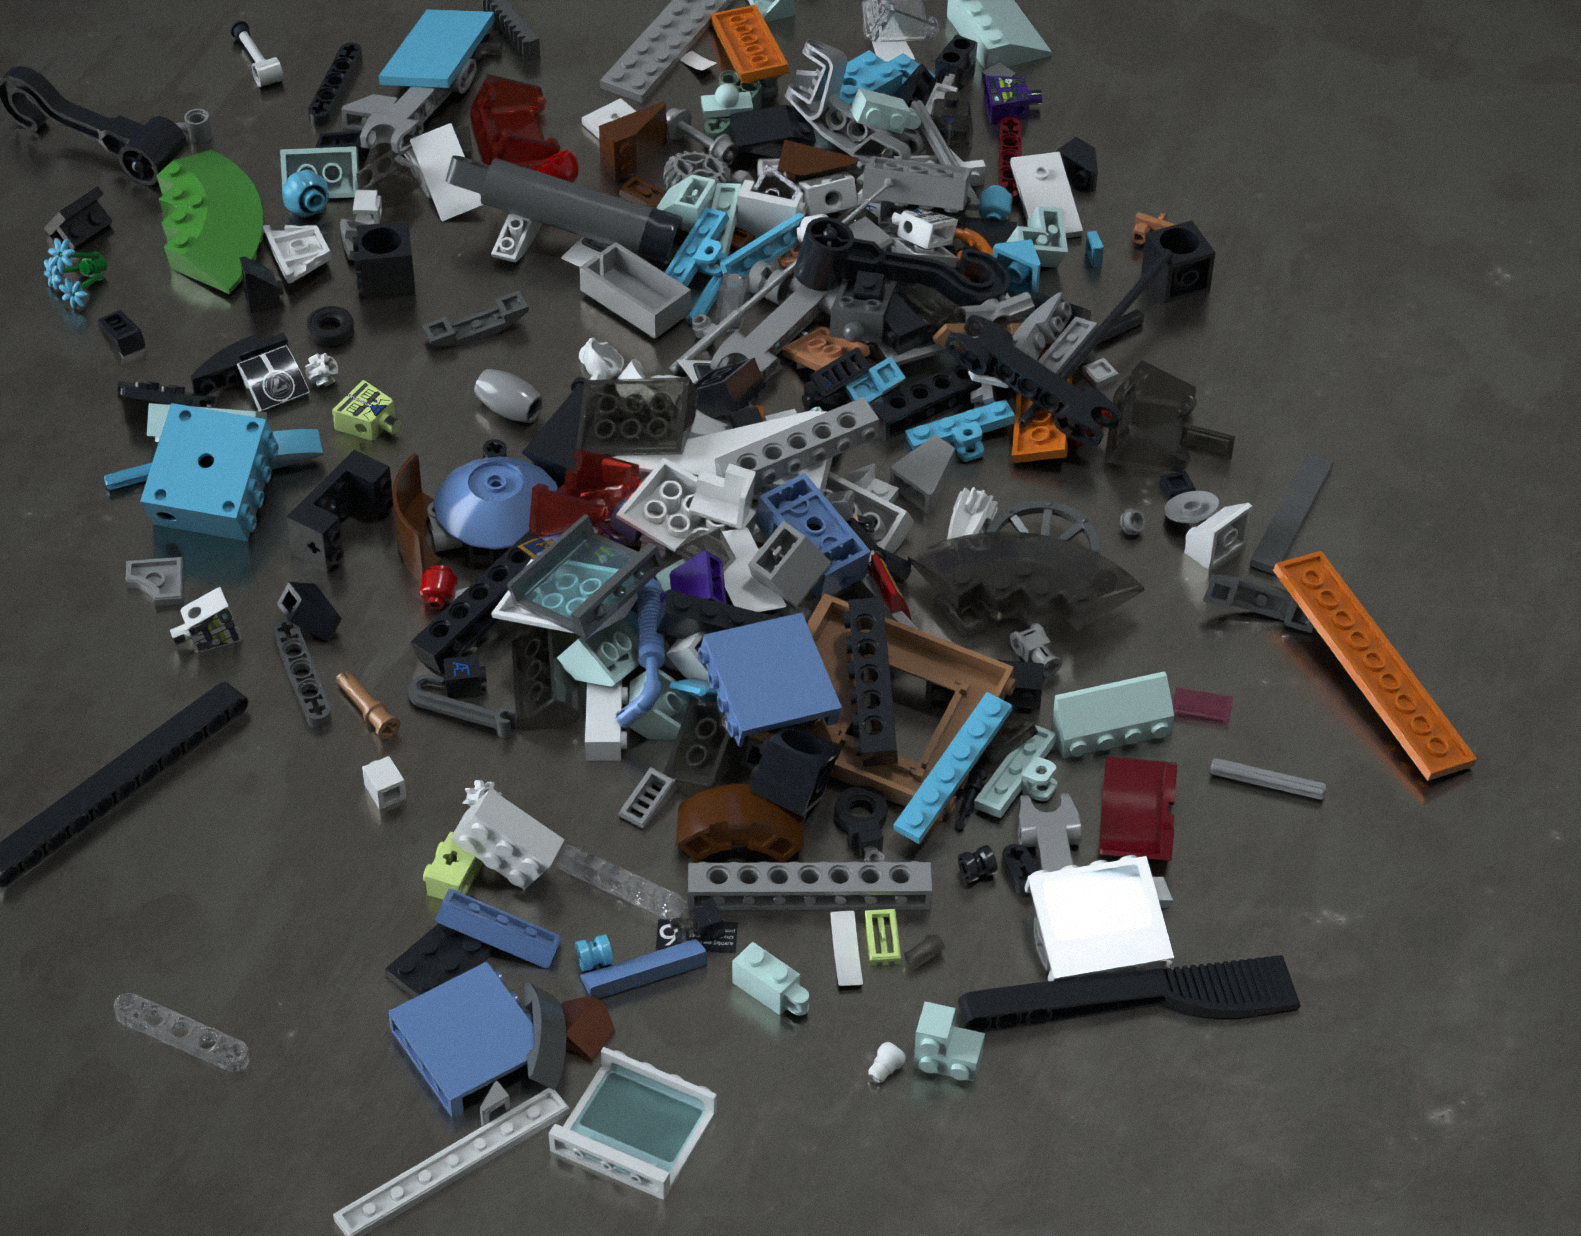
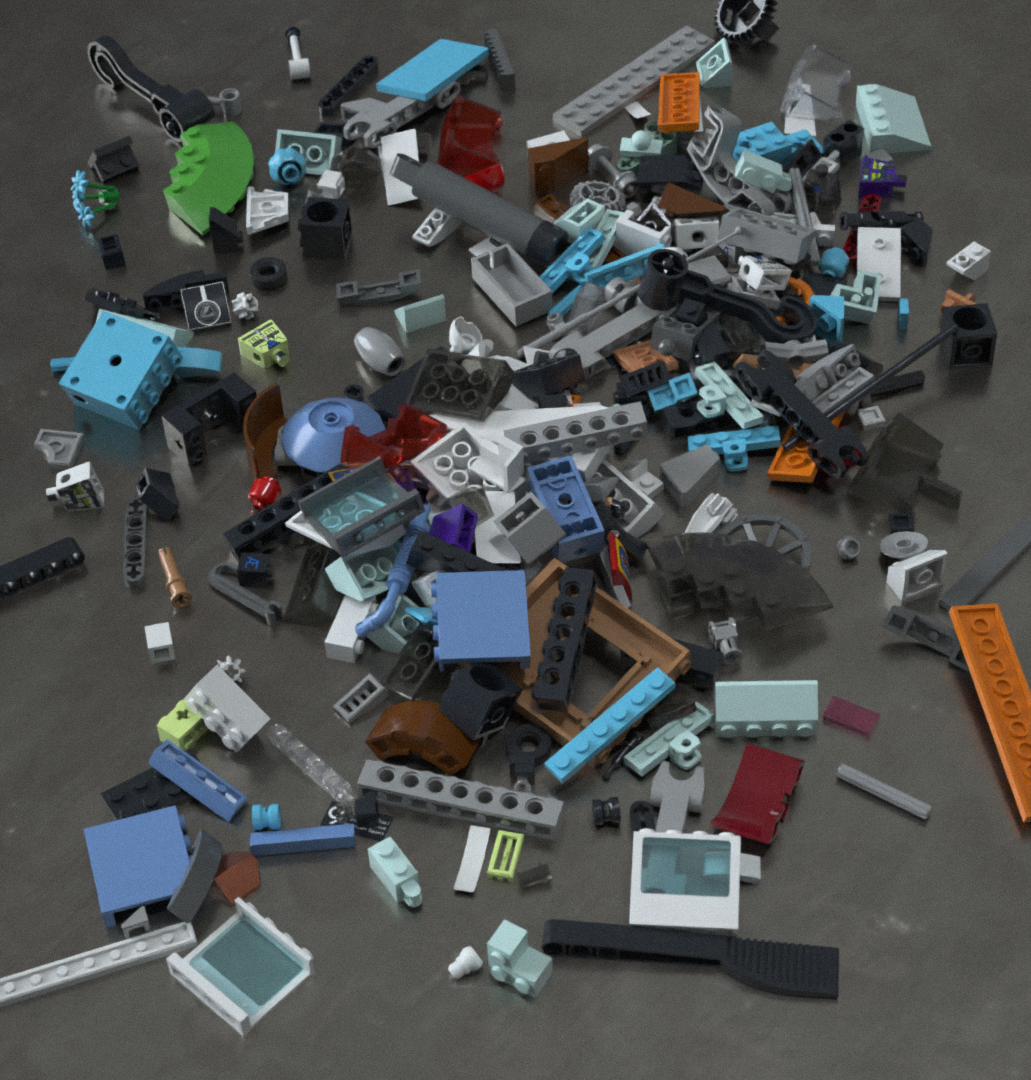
camera: 20 degrees right, 0 degrees up
(539, 342) = (422, 313): none -> light aqua slope
(937, 375) = (724, 395): none -> light aqua plate
(1028, 145) = (873, 219): none -> black piece
(1148, 176) = (971, 261): none -> white slope

